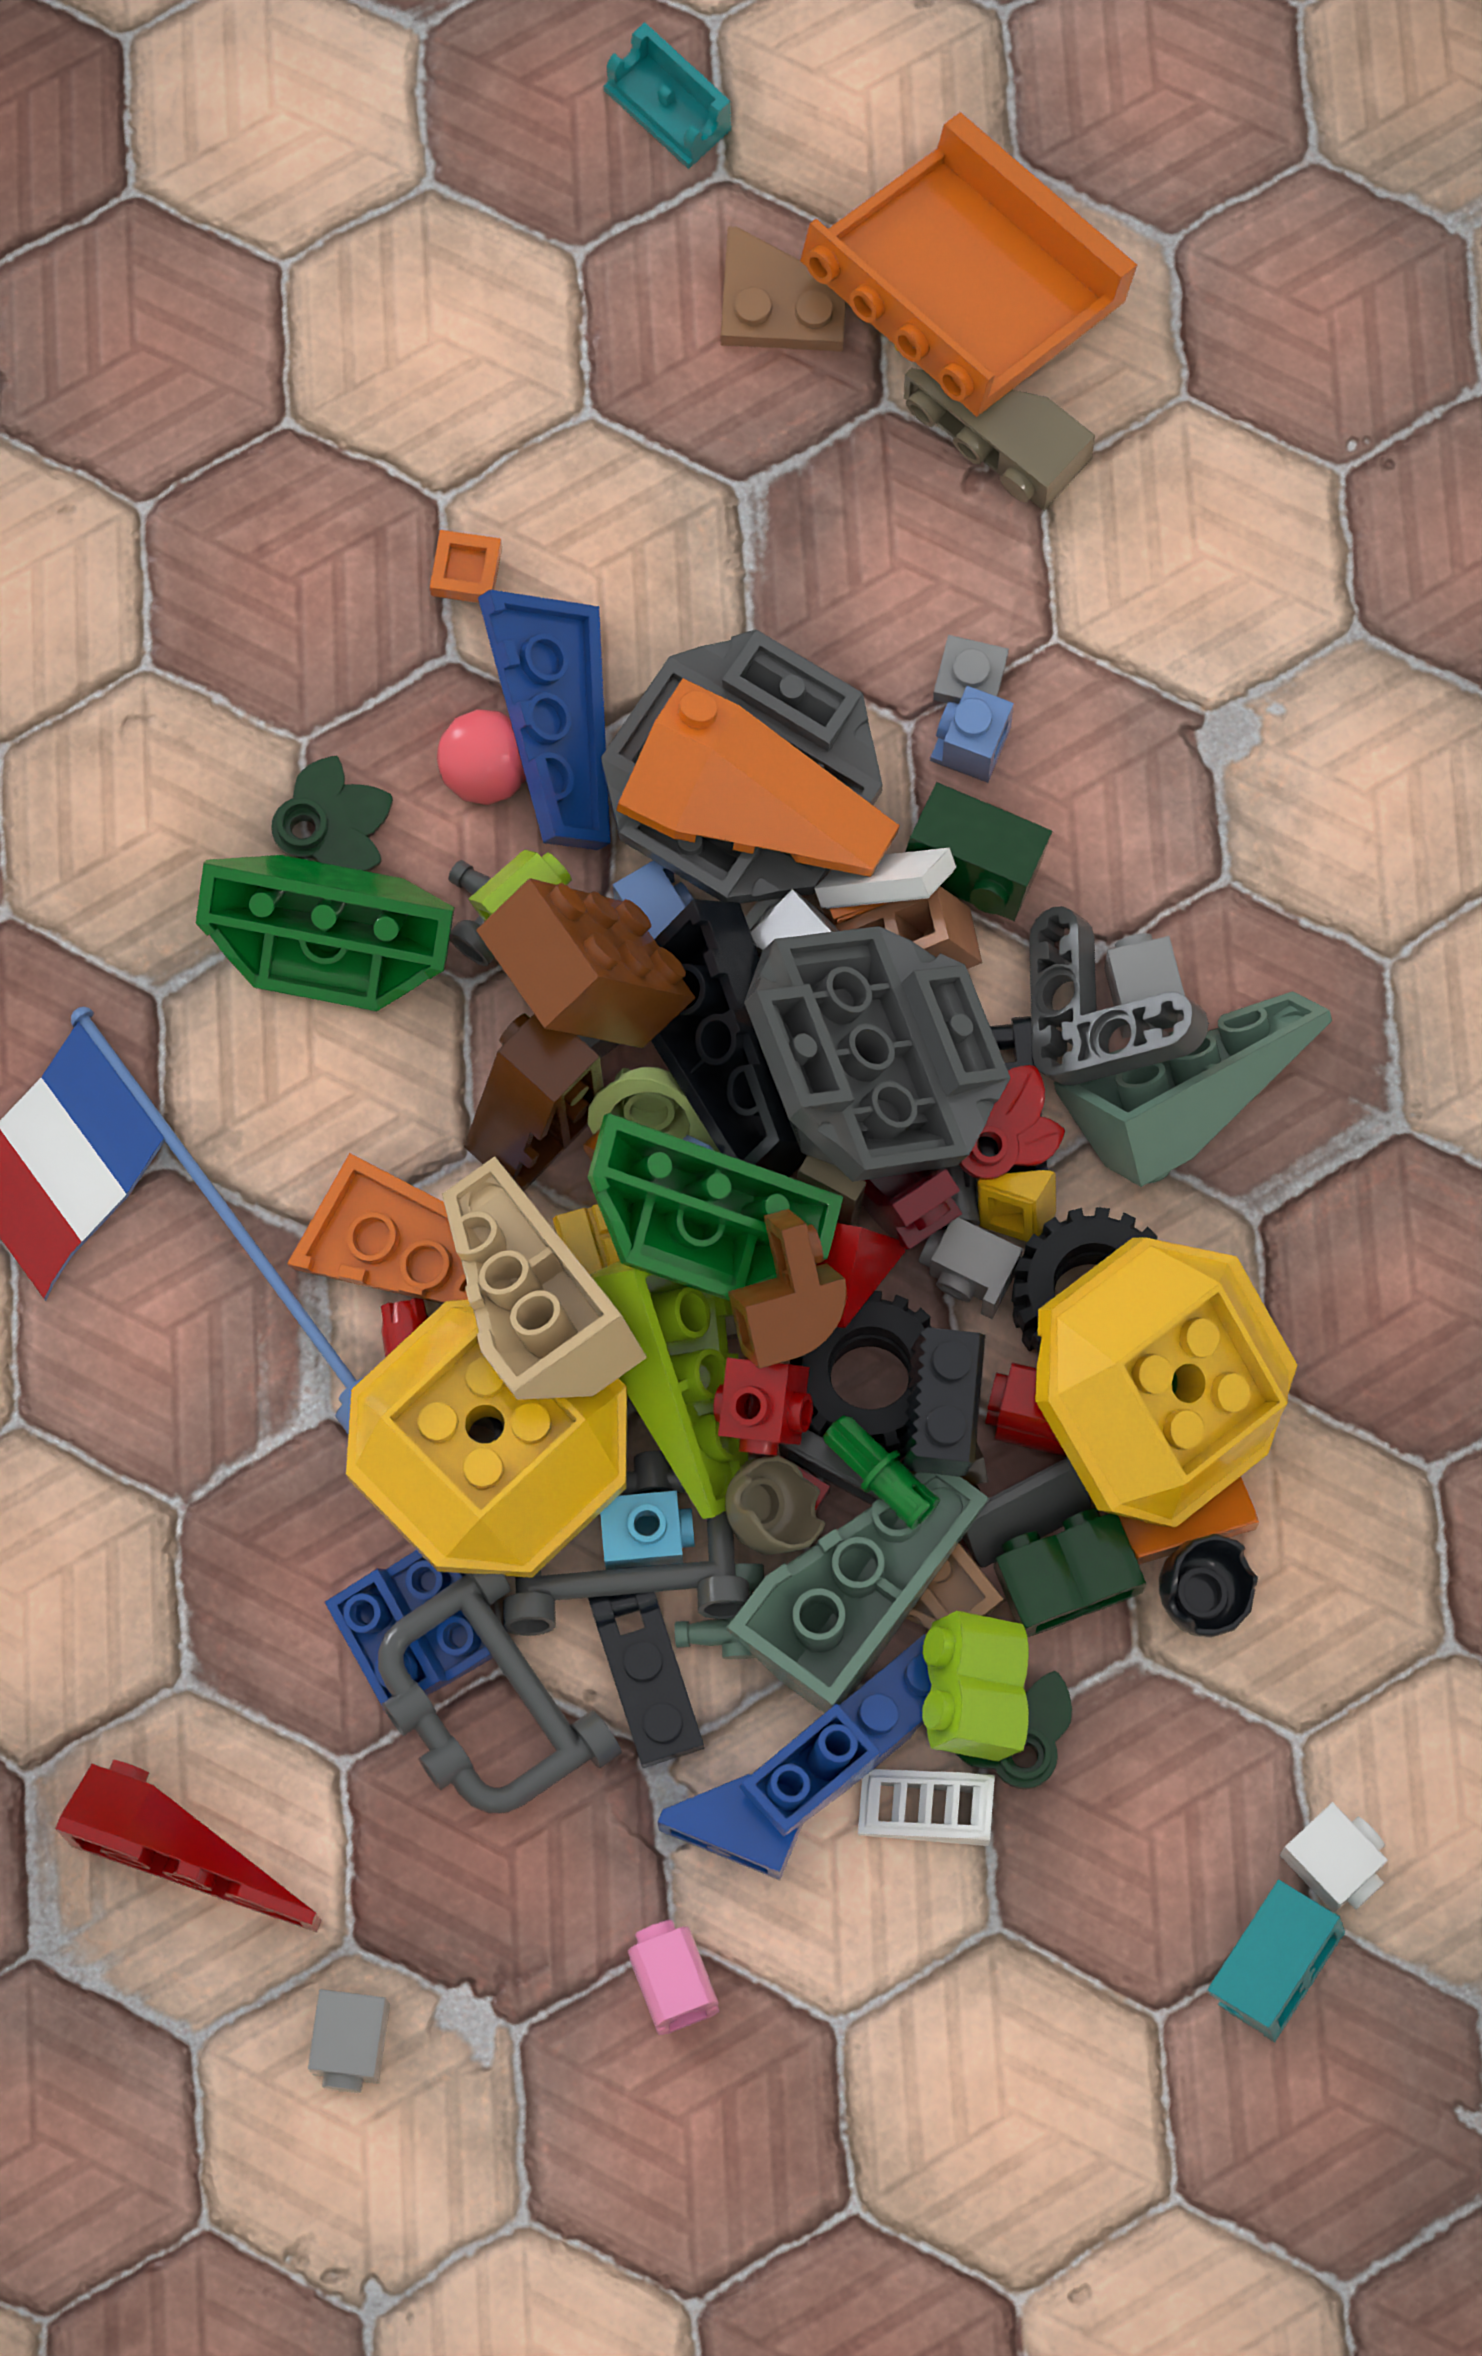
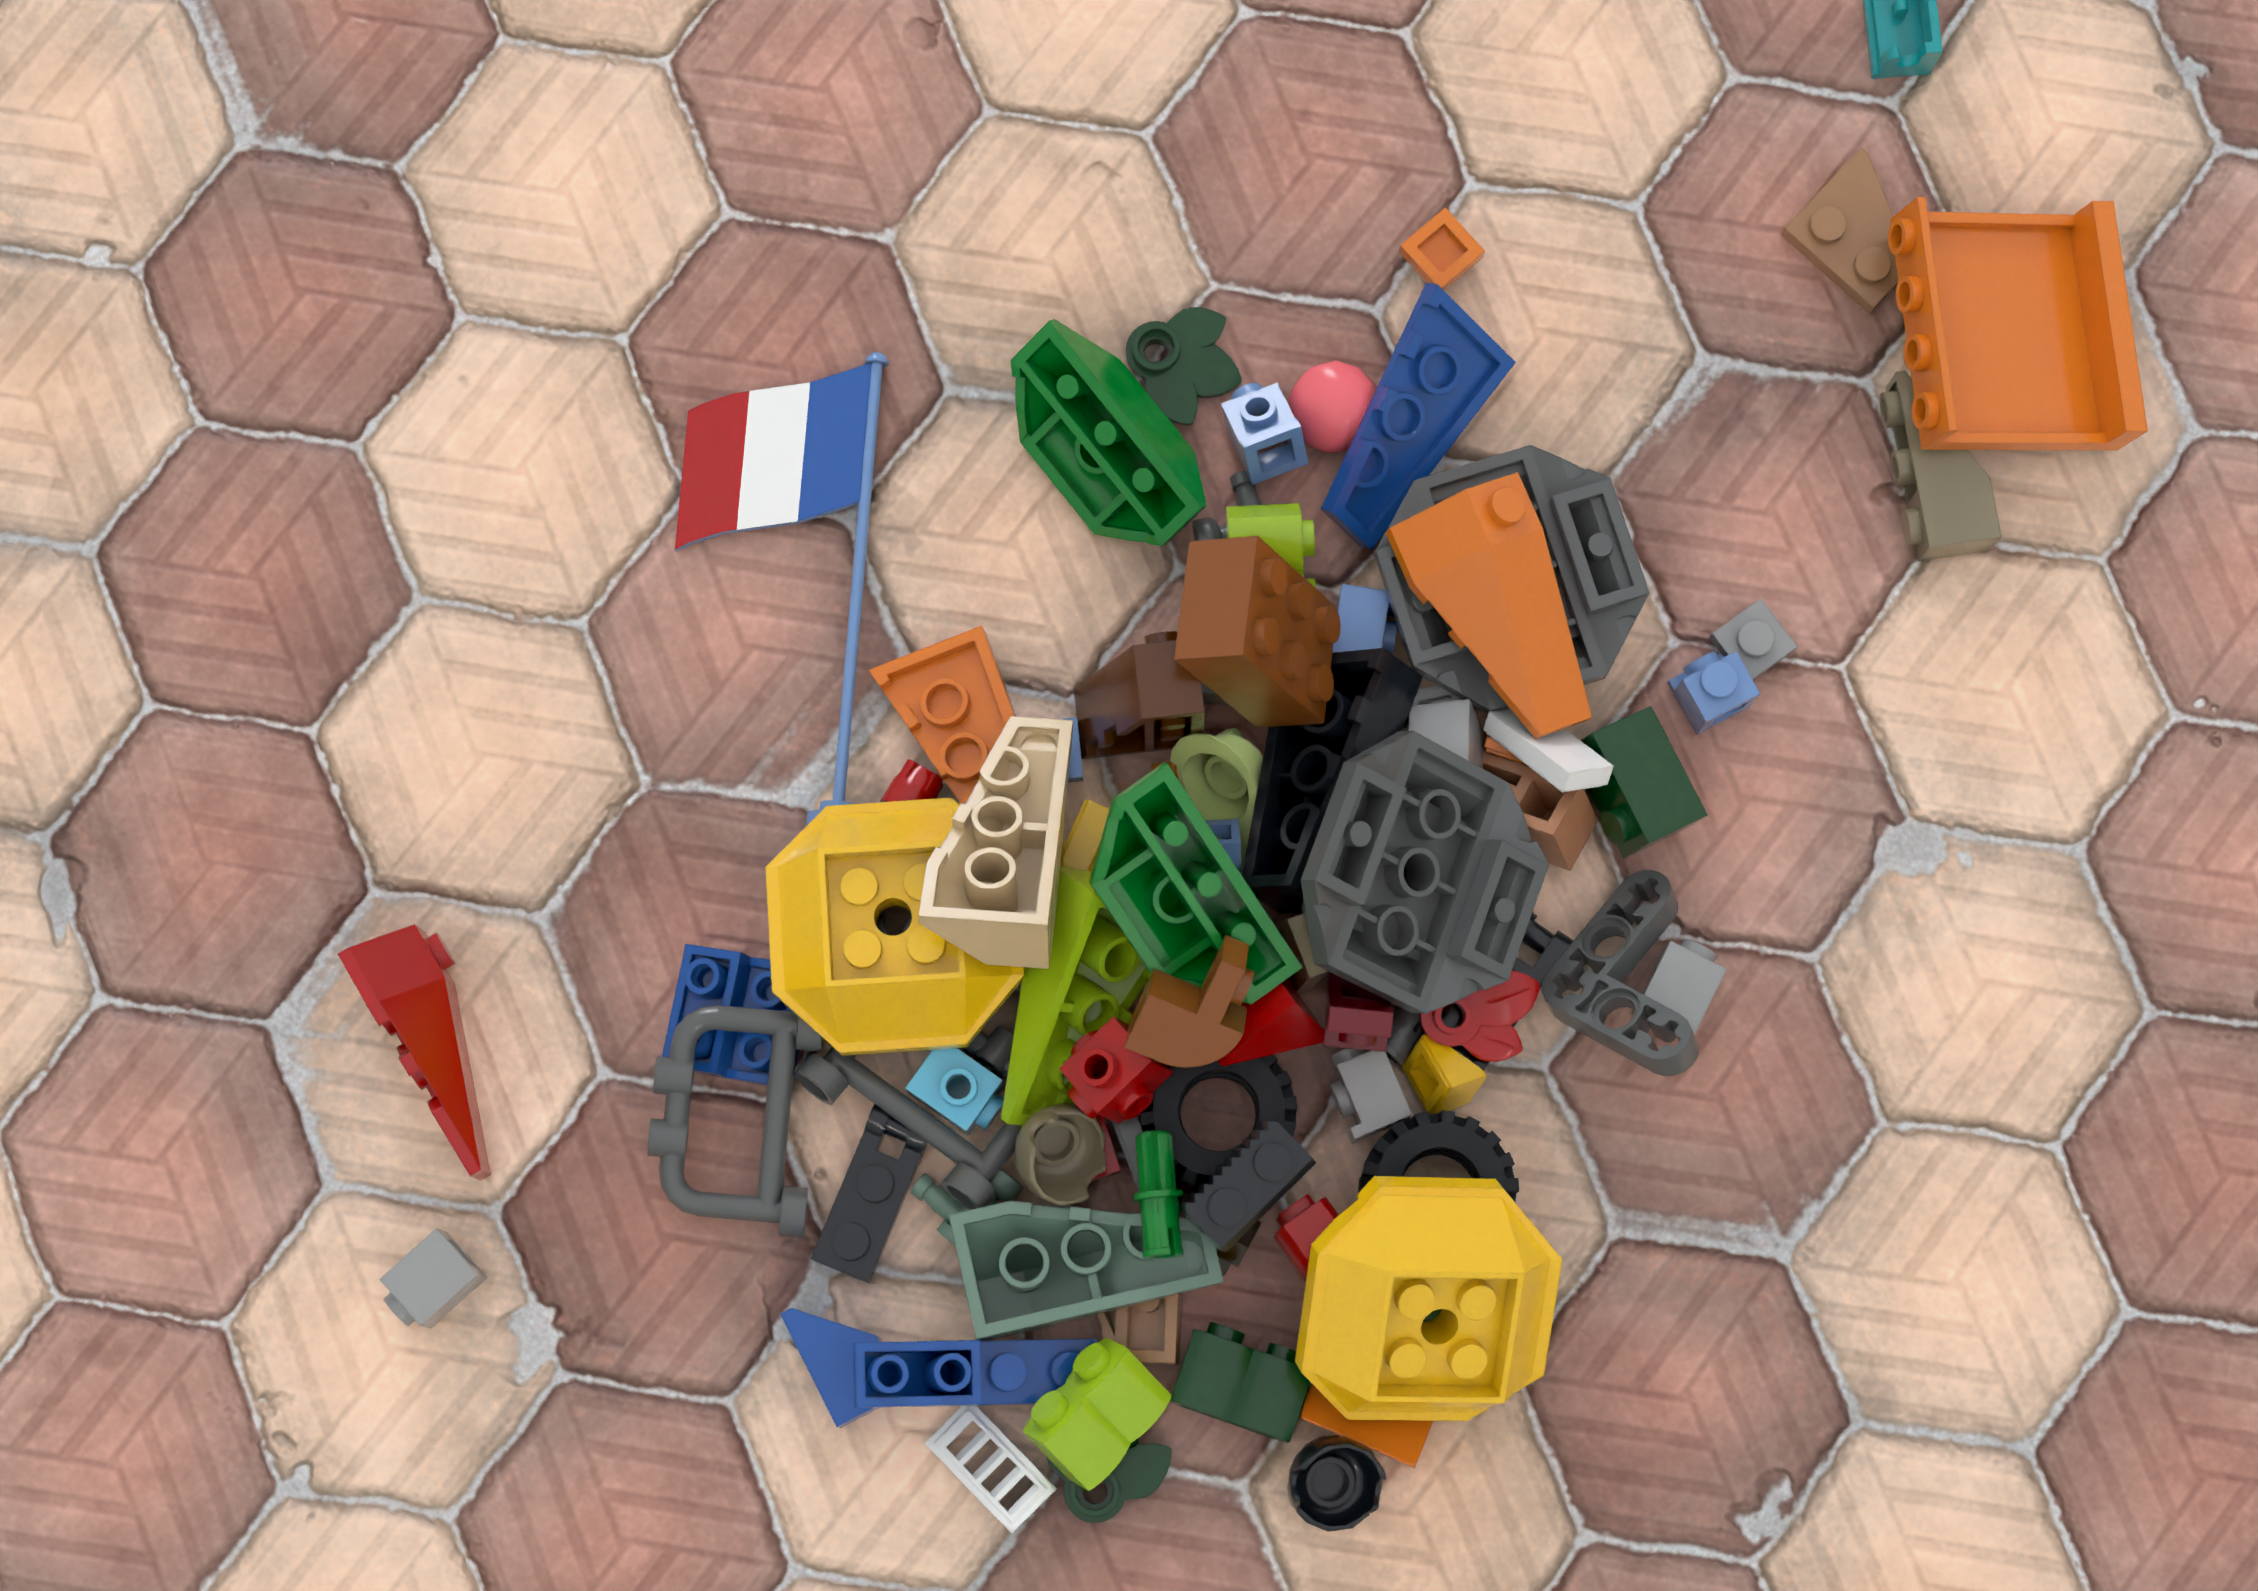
camera: 40 degrees right, 5 degrees up
(435, 812) = (1257, 420): none -> medium blue brick
(672, 1977) = (693, 1437): bright pink brick -> none
(1028, 1506) = (1249, 1309): dark grey slope -> none
(1170, 1110) = (1609, 1103): sand green wedge -> none

